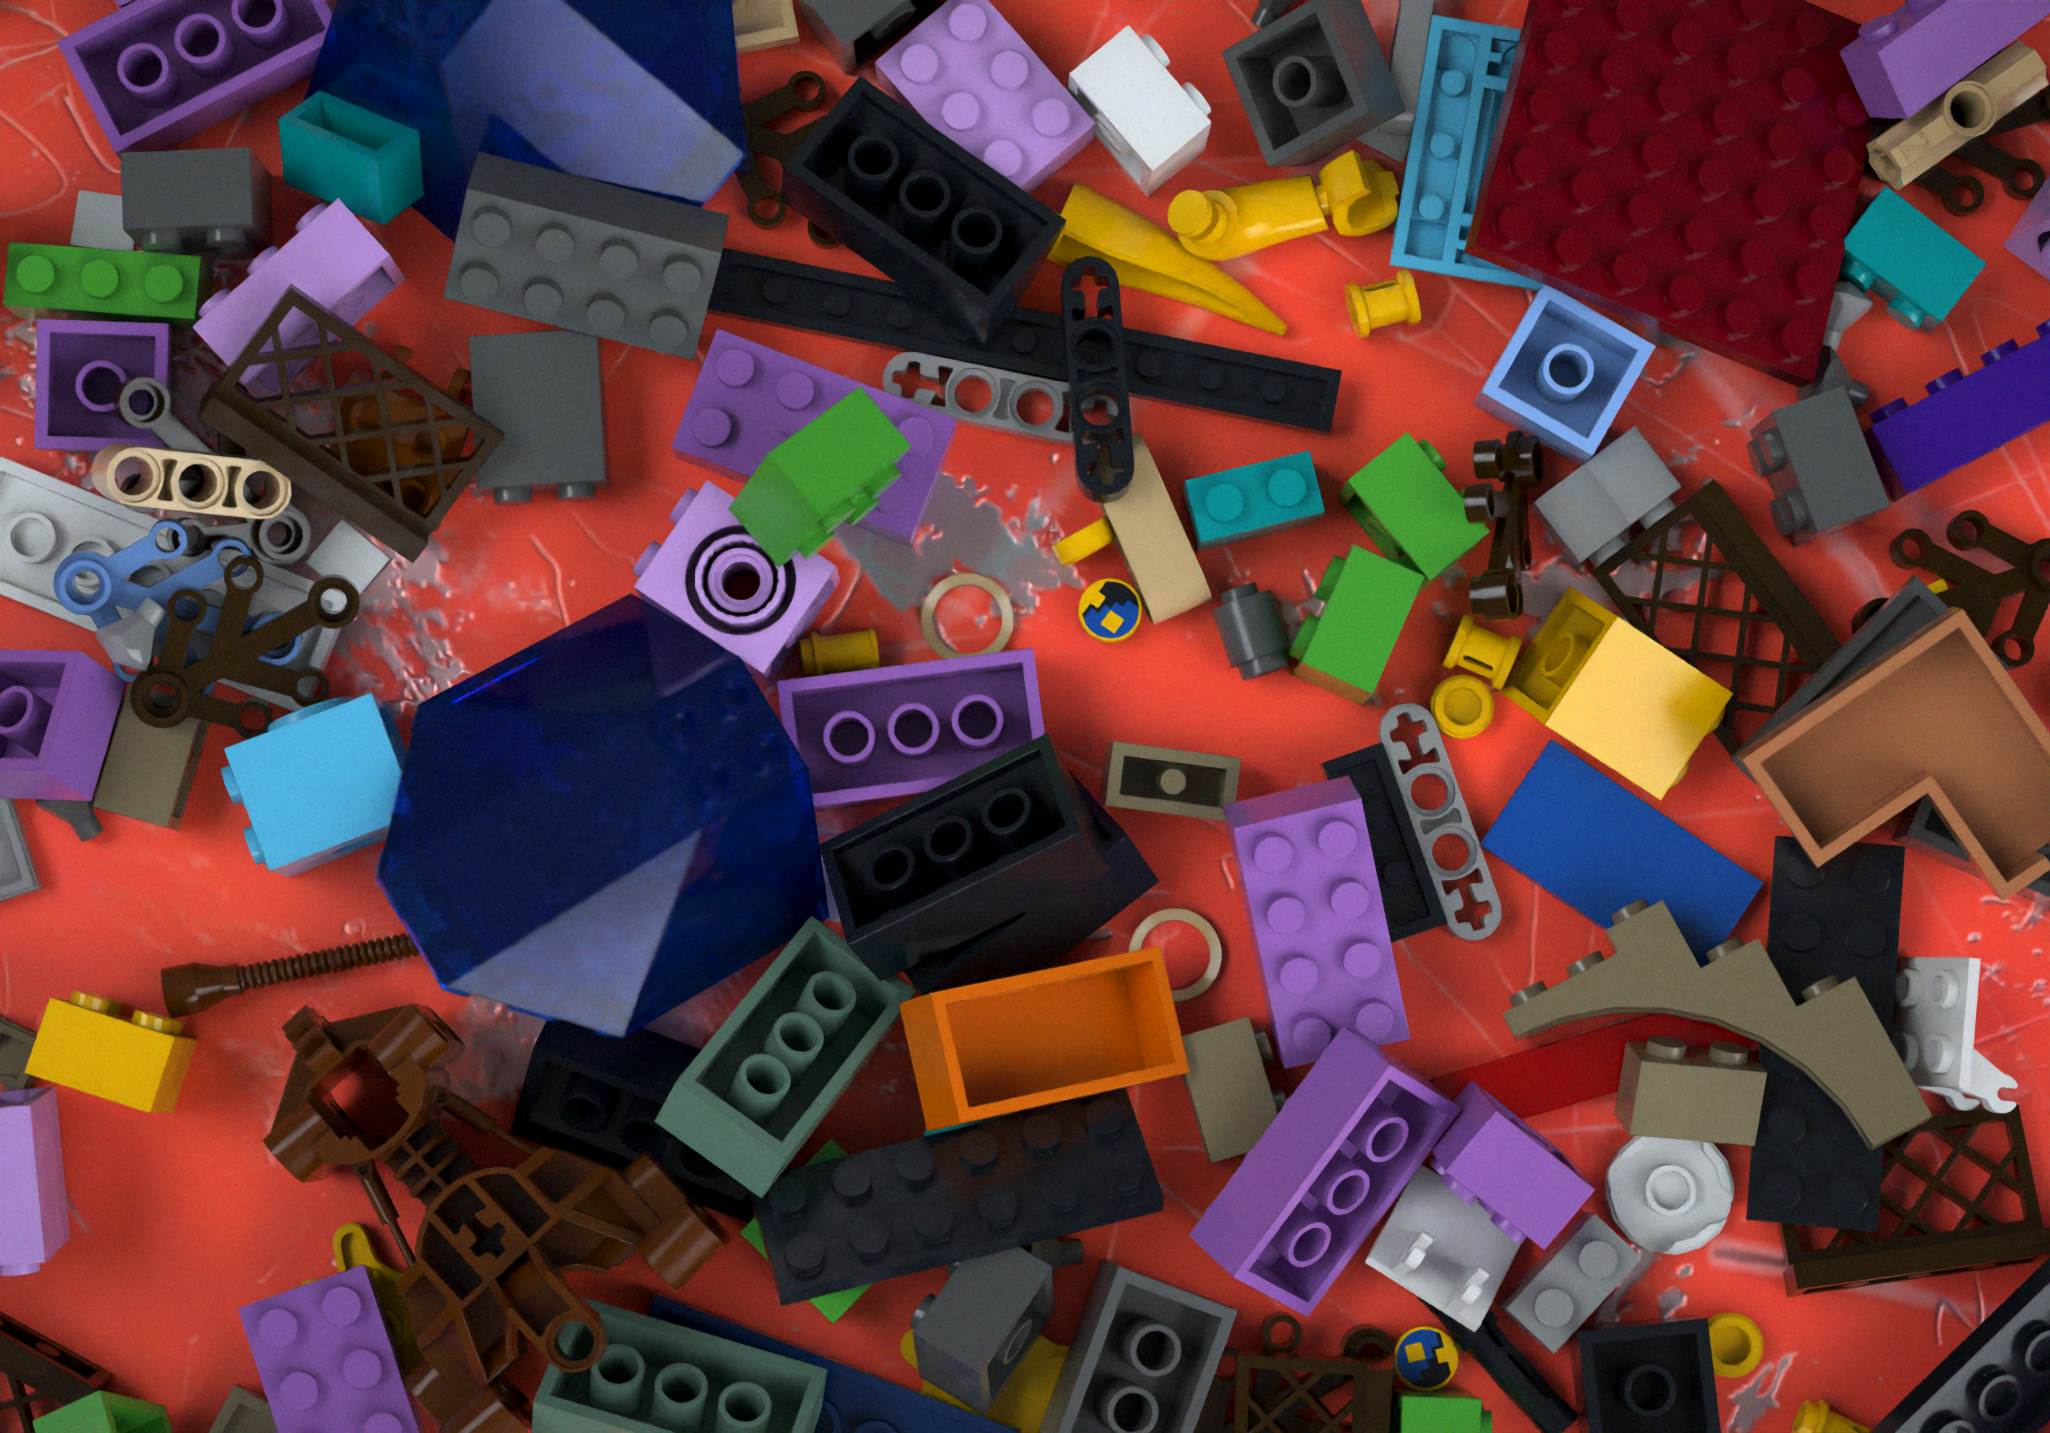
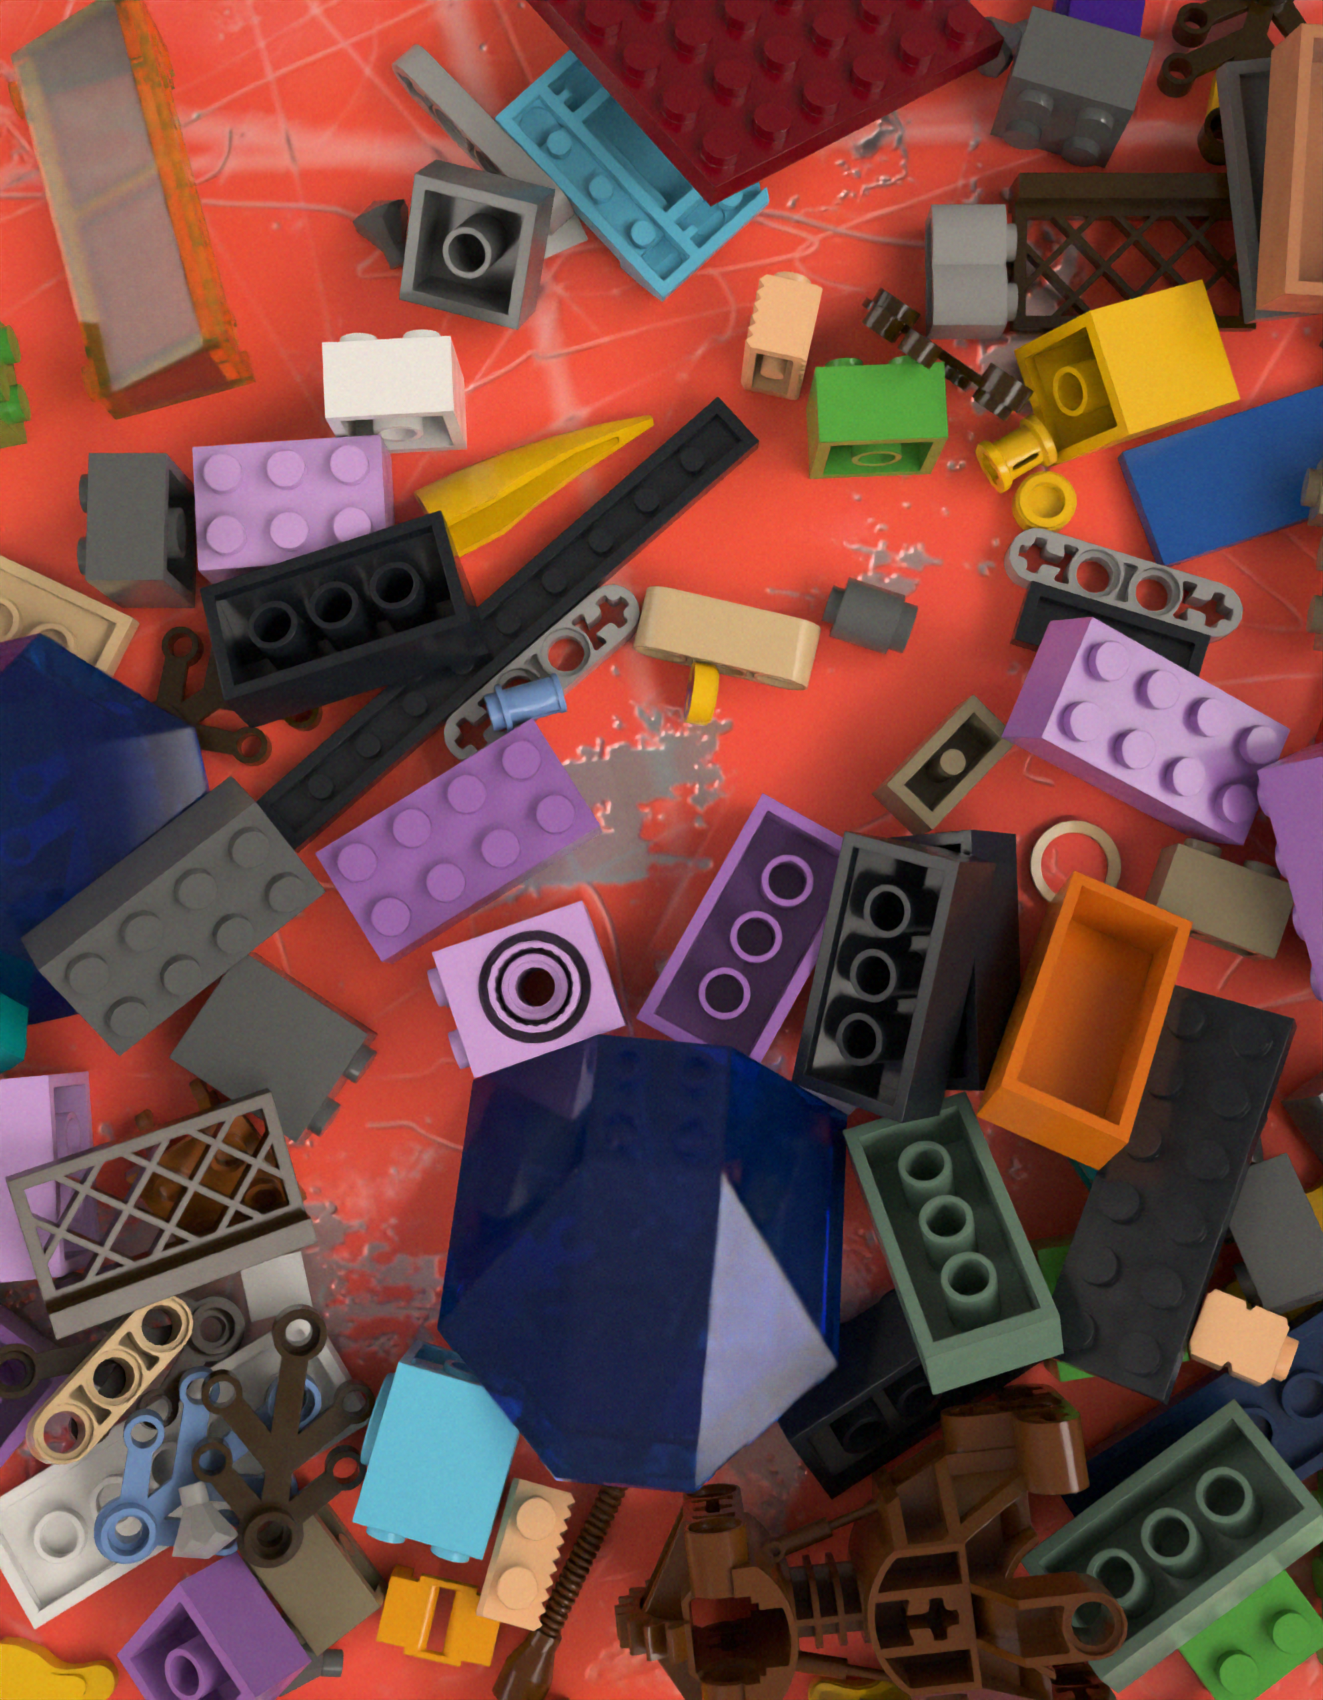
camera: 45 degrees left, 0 degrees up
(203, 914) = (410, 1613): none -> light orange piece
(289, 912) = (525, 1554): none -> light nougat brick
(821, 479) = (504, 857): bright green brick -> none
(838, 653) = (644, 951): yellow pin -> none
(876, 1340) = (1245, 1341): none -> light nougat brick
(963, 579) = (684, 793): tan piece -> none
(966, 403) = (525, 701): none -> medium blue pin
(1094, 379) = (587, 580): black beam -> none
(1110, 611) = (769, 715): tile -> none
(1253, 501) = (768, 538): teal piece -> none
(1278, 210) = (551, 362): yellow piece -> none
(1357, 625) = (930, 527): bright green brick -> none
(1382, 303) = (688, 328): yellow bush -> none
(1427, 384) = (780, 334): none -> light nougat brick
(1564, 374) = (852, 226): light blue brick -> none

